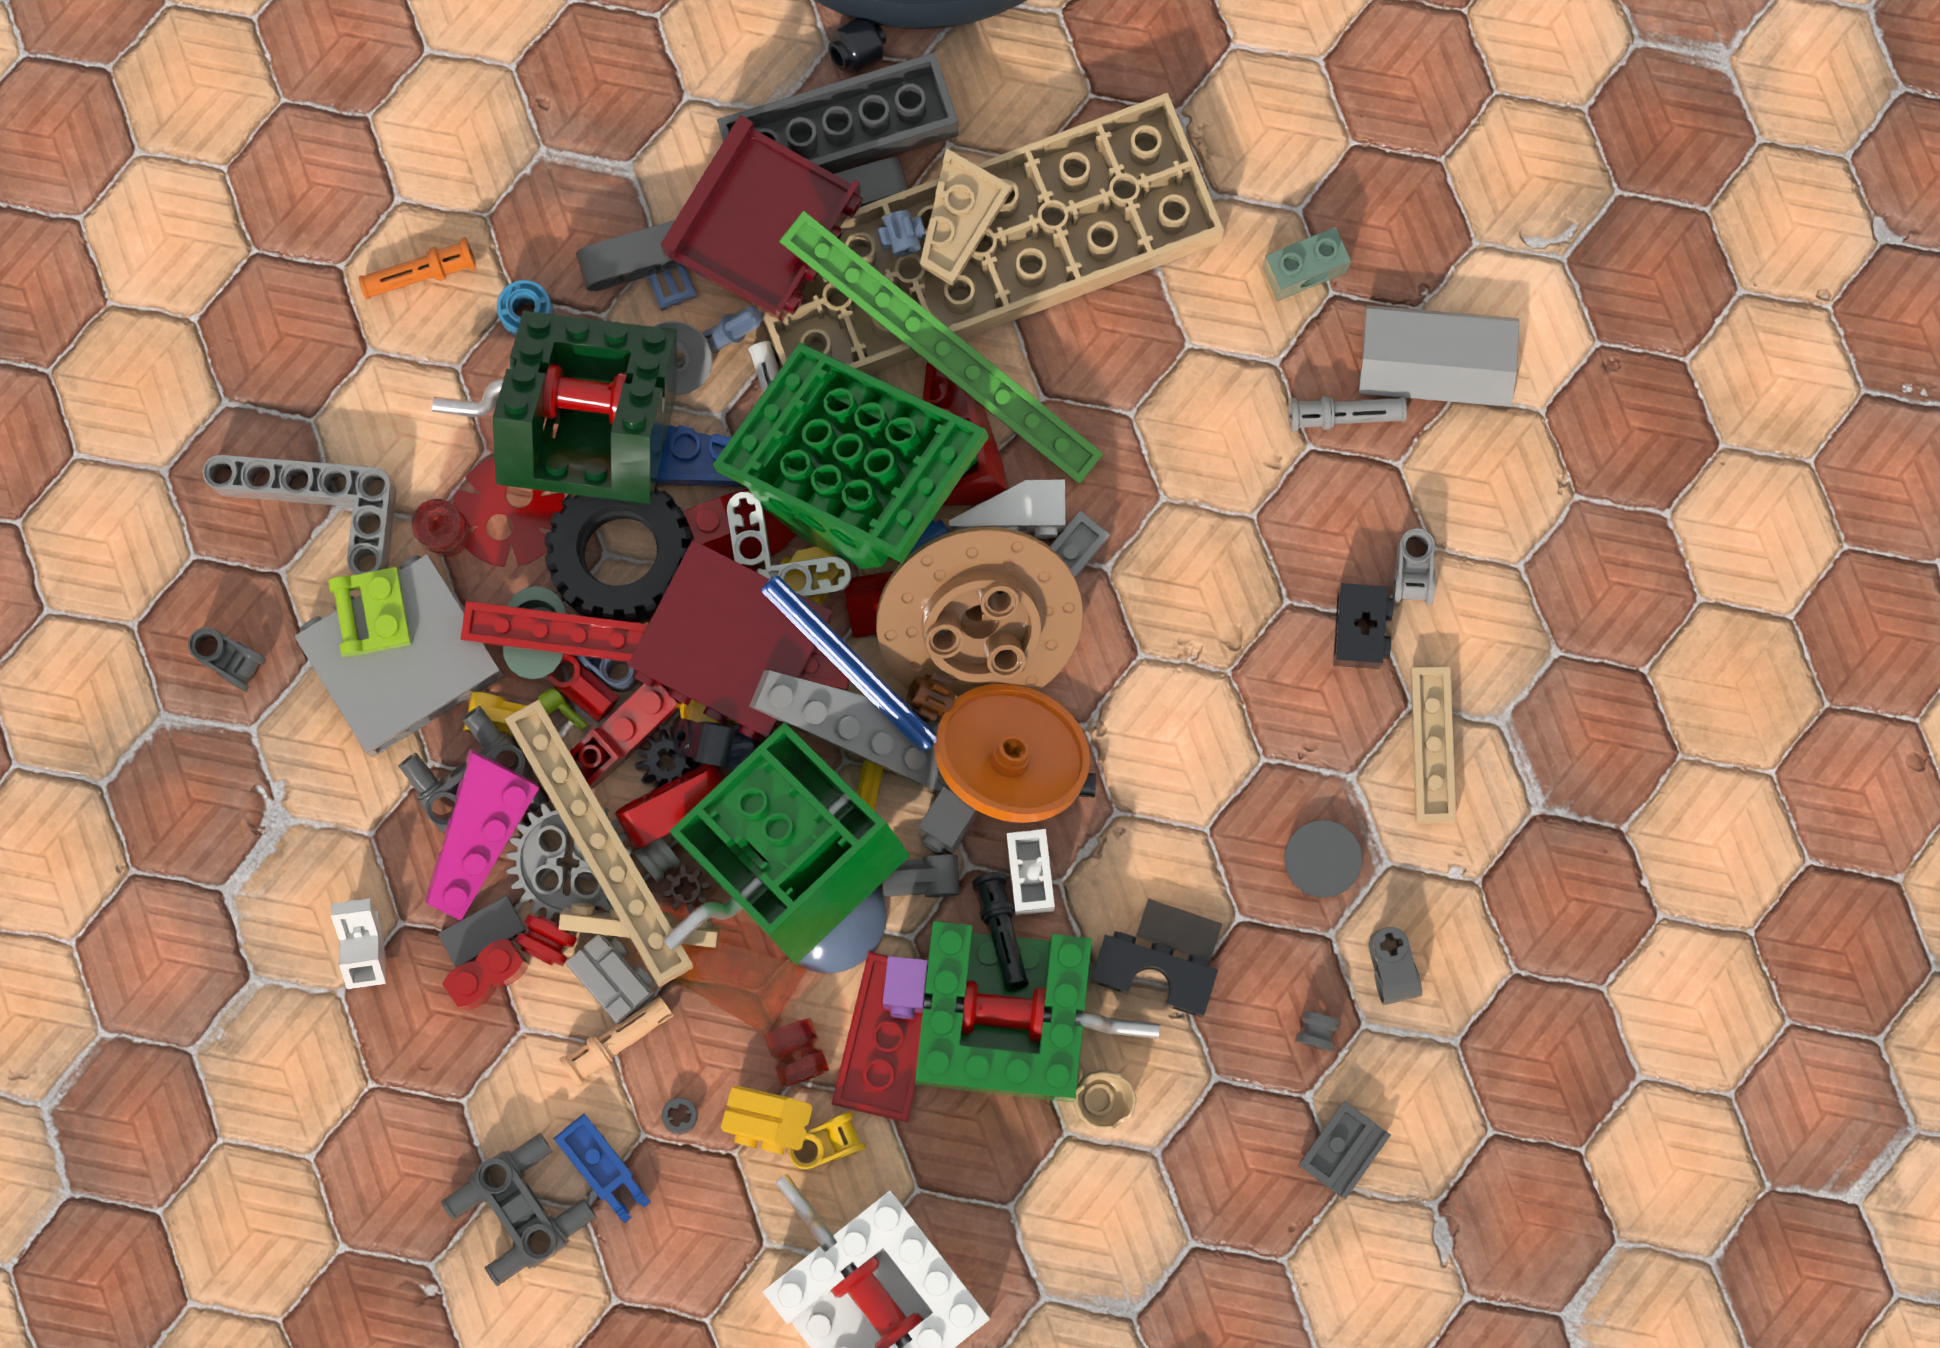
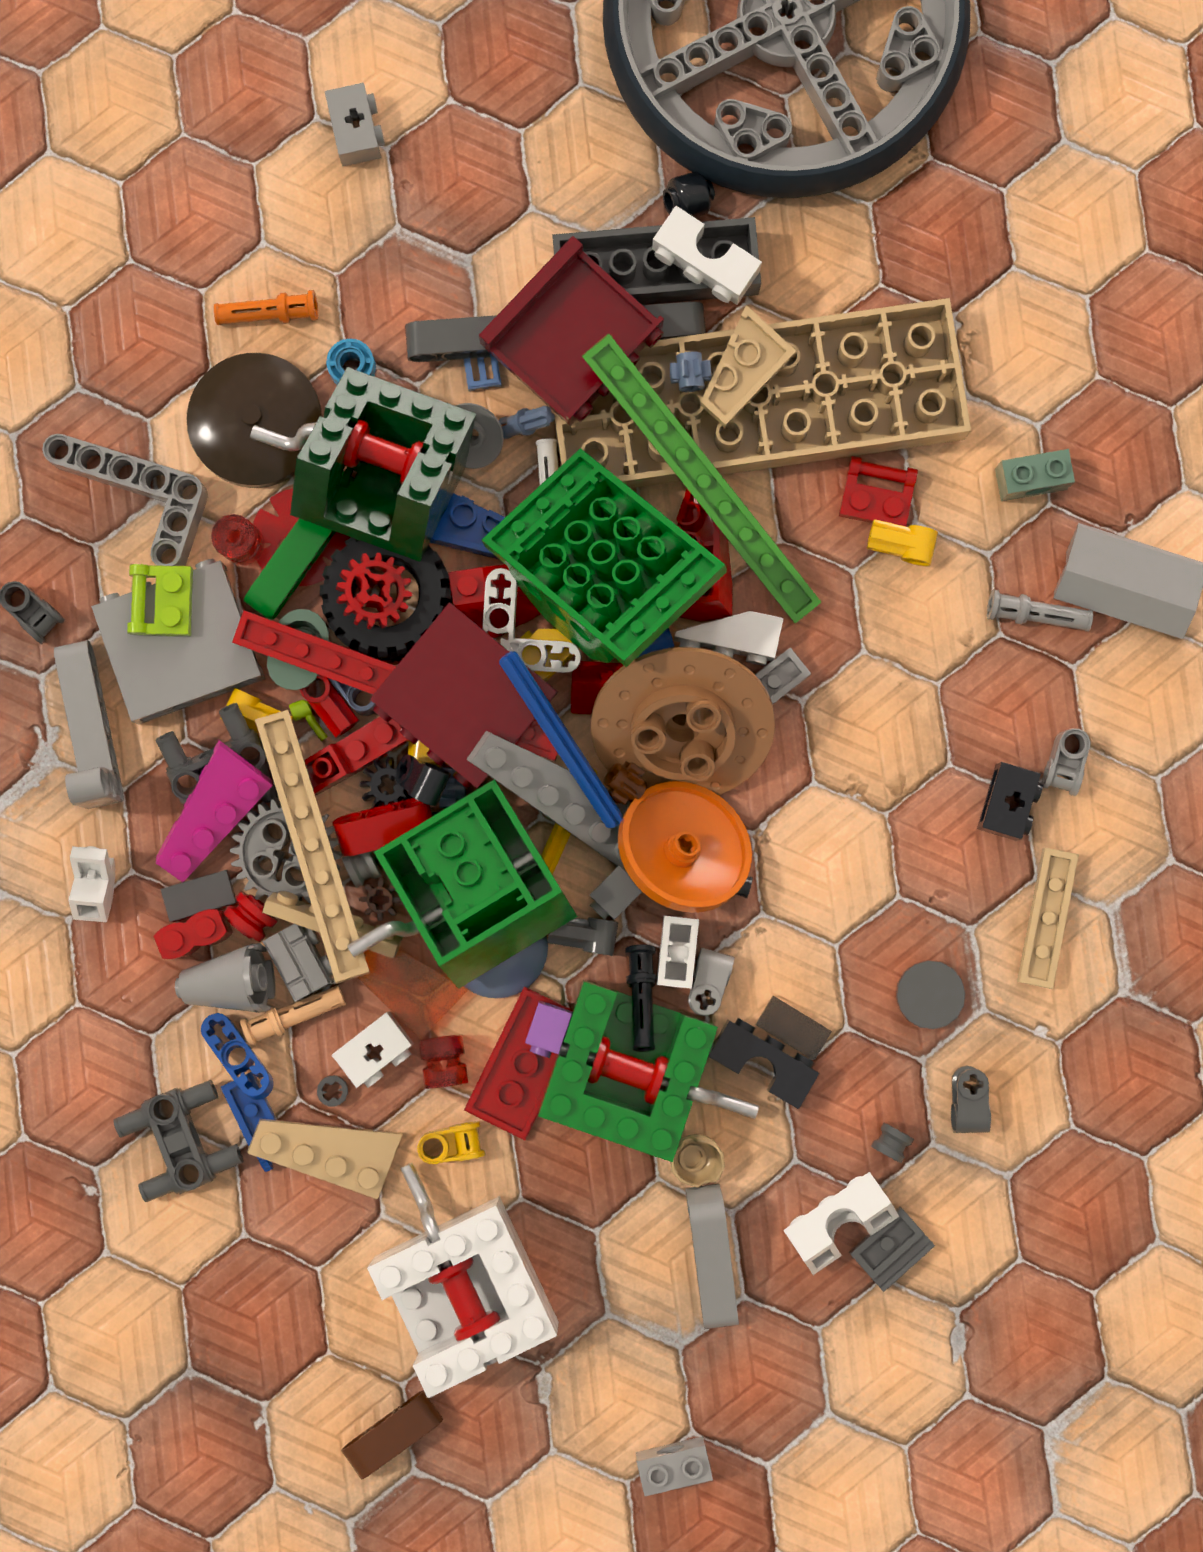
camera: 10 degrees right, 5 degrees up
(339, 822) = (98, 773): none -> light grey beam
(402, 378) = (247, 393): none -> dark brown dish
(478, 68) = (349, 105): none -> light grey brick
(504, 544) = (288, 567): none -> green beam
(537, 1017) = (230, 981): none -> light grey cone
(548, 1096) = (216, 1043): none -> blue beam
(617, 557) = (366, 579): none -> red gear
(694, 1065) = (383, 1032): none -> white brick
(696, 1184) = (338, 1155): none -> tan wing
(766, 1118) = (404, 1114): yellow brick -> none
(918, 121) = (726, 276): none -> white arch
(1074, 893) = (710, 975): none -> light grey piece
(1139, 334) = (870, 502): none -> red plate
(1146, 1203) = (712, 1256): none -> light grey beam
(1190, 368) = (911, 543): none -> yellow piece
(1294, 1106) = (859, 1202): none -> white arch

